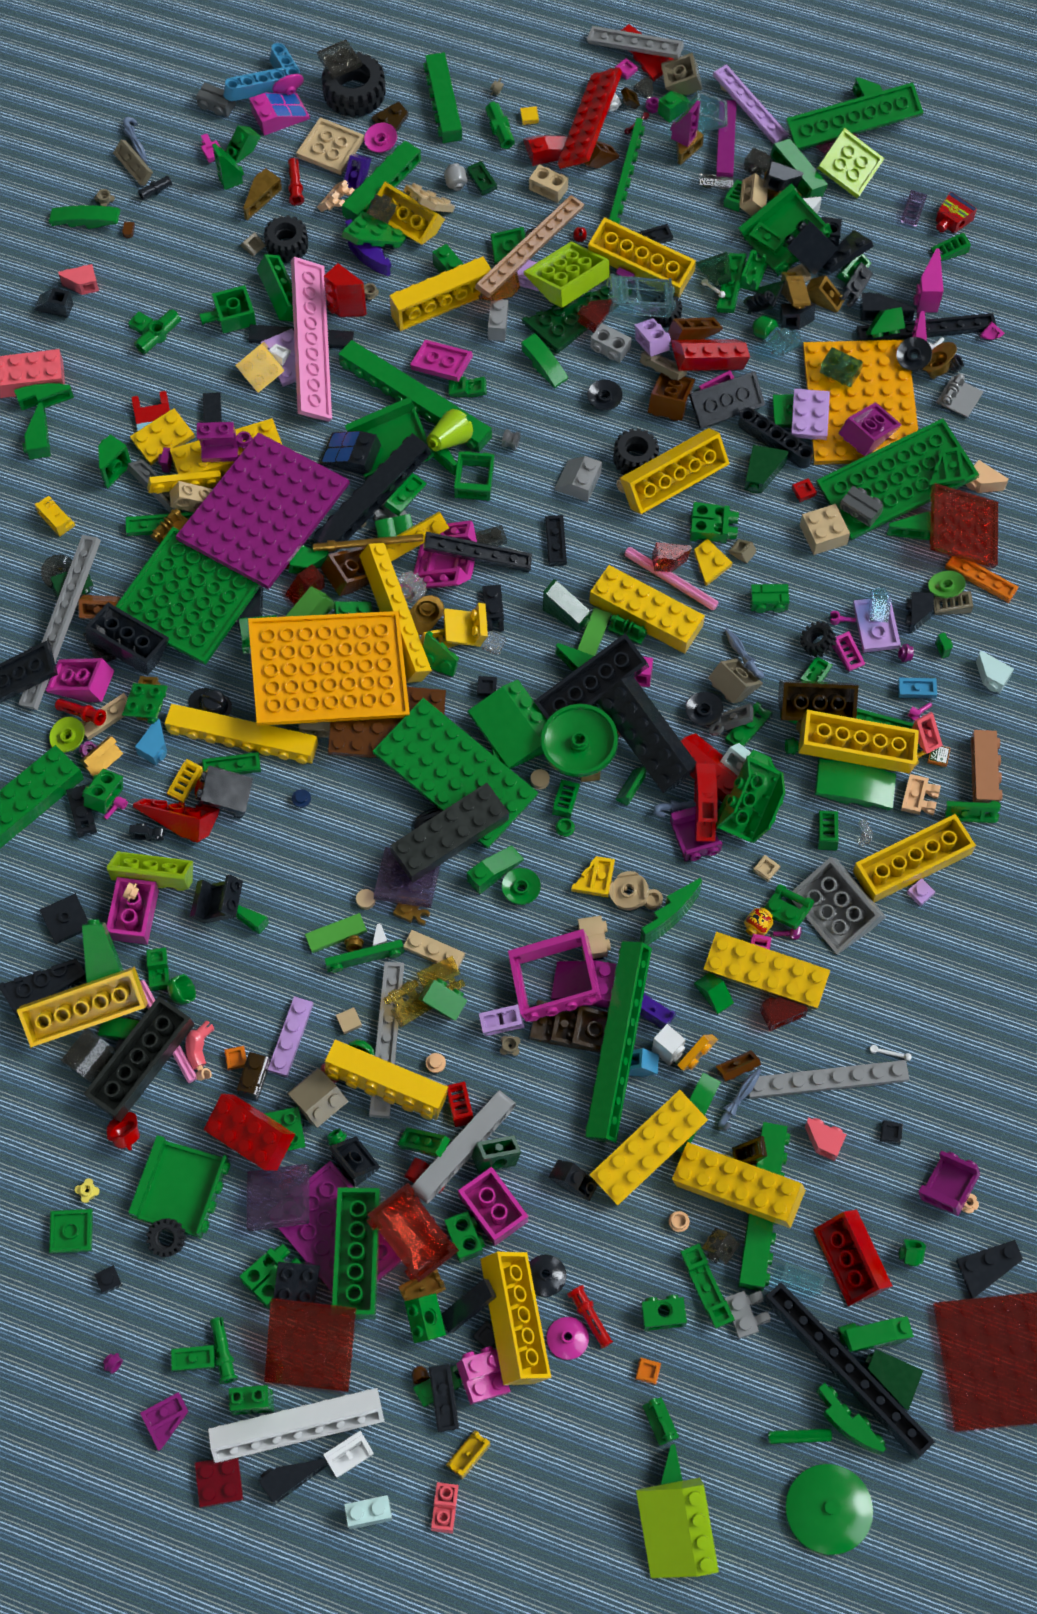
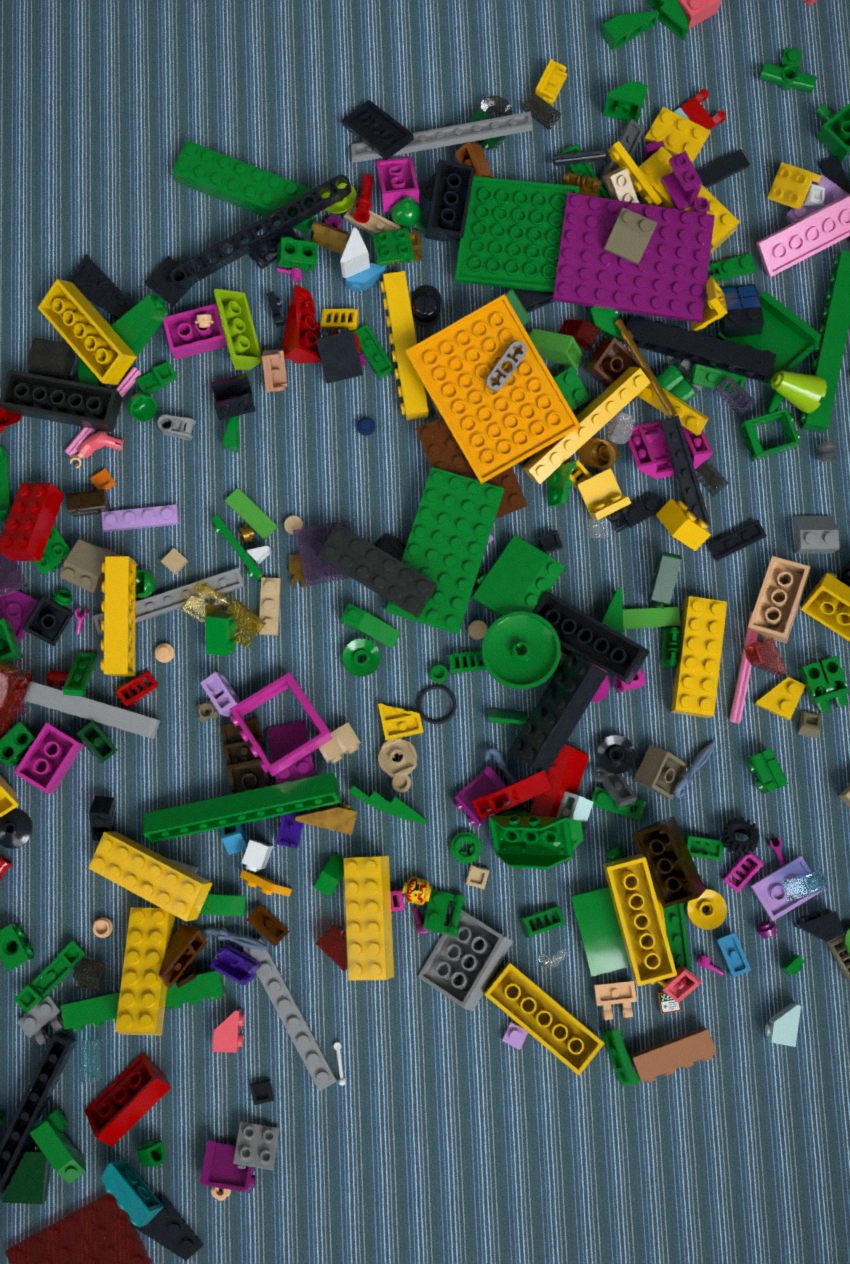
camera: 70 degrees right, 15 degrees up
(71, 536) = (541, 111): none -> clear smoke plate
(72, 817) = (266, 223): none -> black beam
(115, 681) = (407, 213): none -> green piece
(138, 732) = (355, 256): none -> white slope
(141, 519) = (579, 157): none -> black axle
(207, 854) = (274, 370): none -> nougat hinge
(220, 963) = (180, 427): none -> light grey piece
(246, 500) = (630, 236): none -> dark tan slope
(309, 441) = (733, 268): none -> green hinge
(315, 636) = (493, 375): none -> light grey beam
(341, 465) = (714, 305): none -> yellow bracket
(364, 1129) = (80, 617): none -> dark pink hand
(436, 479) = (748, 400): none -> slope
(523, 571) = (683, 524): none -> yellow brick
(593, 825) = (437, 721): none -> black piece
(624, 525) = (779, 599): none -> light nougat slope
(664, 964) = (331, 818): none -> pearl gold slope
(729, 1142) = (180, 953): none -> reddish brown slope
(741, 860) = (475, 850): none -> green gear
(763, 1105) = (235, 964): none -> dark purple hinge
(875, 686) = (715, 915): none -> yellow dish
(939, 1150) = (256, 1146): none -> light grey hinge
(942, 1281) = (131, 1192): none -> teal slope

